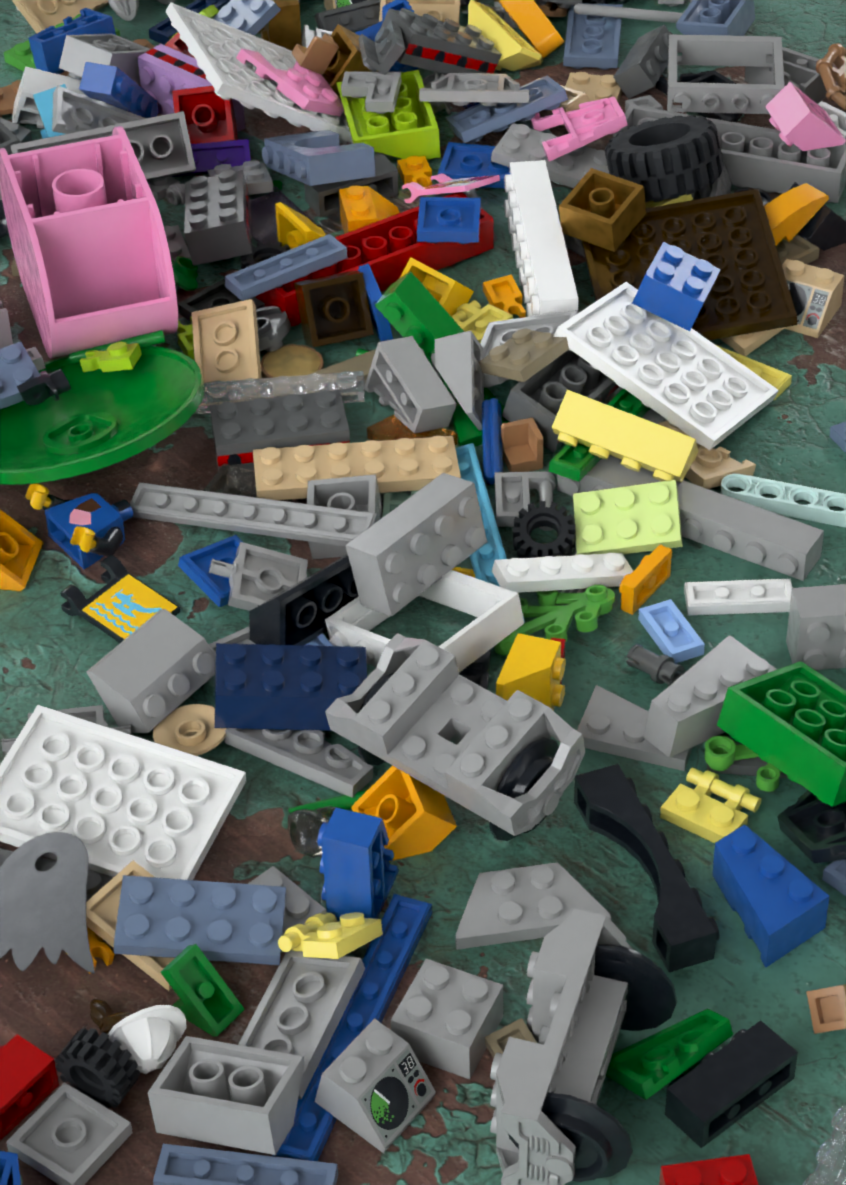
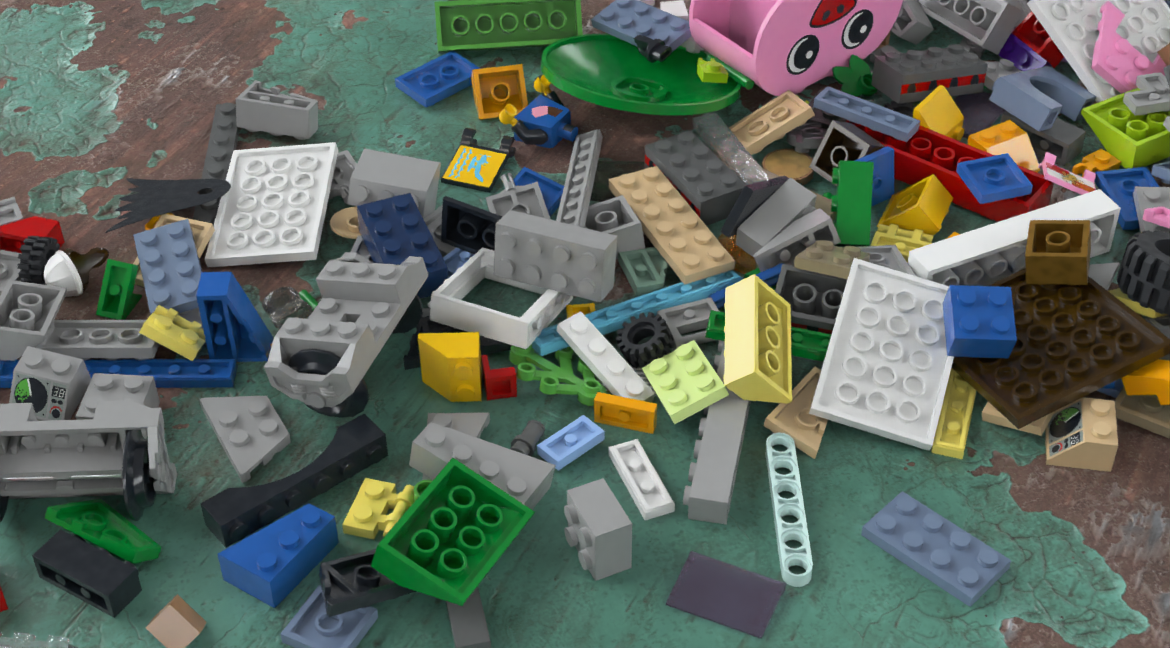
camera: 70 degrees right, 0 degrees up
(393, 386) = (749, 201): none -> black tile

